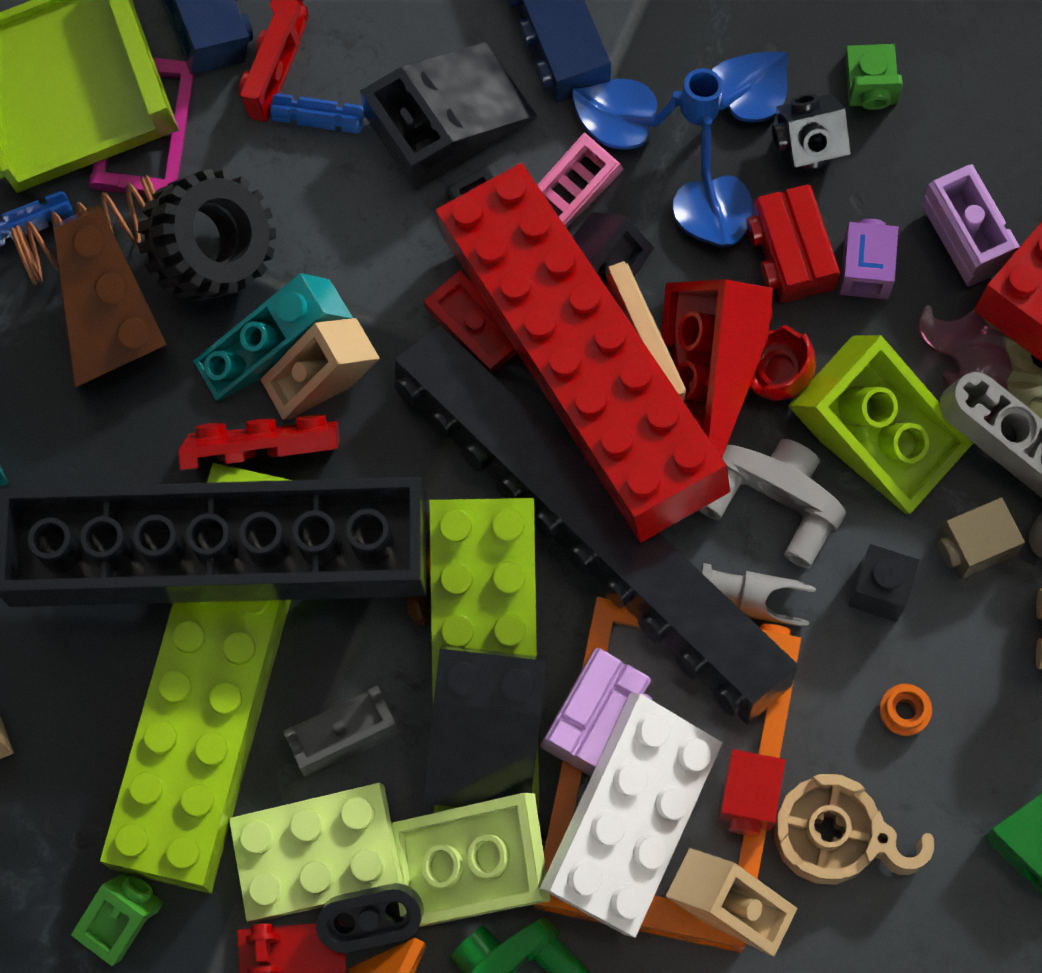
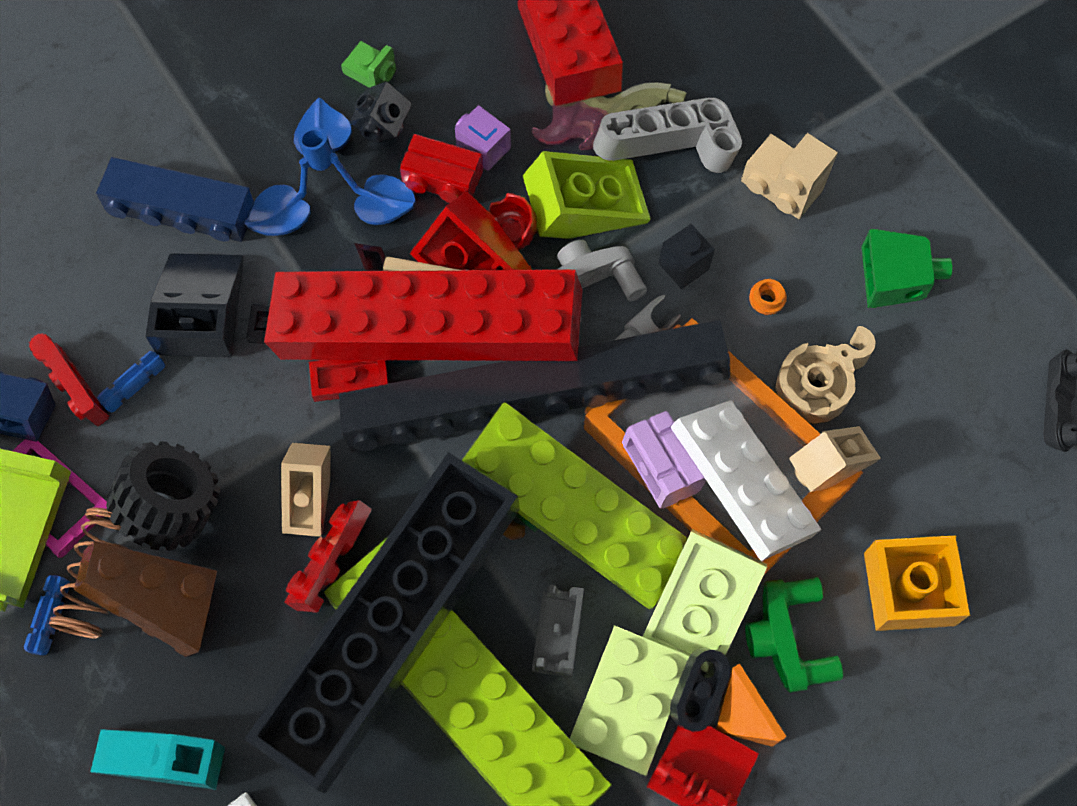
camera: 60 degrees left, 5 degrees down
(268, 334) = (259, 507): teal slope -> none
(483, 726) = (627, 530): black slope -> none
(582, 148) = (298, 238): bright pink slope -> none
(751, 792) = (774, 402): red brick -> none
(969, 224) = (505, 71): lavender brick -> none
(980, 538) = (695, 190): dark tan brick -> none

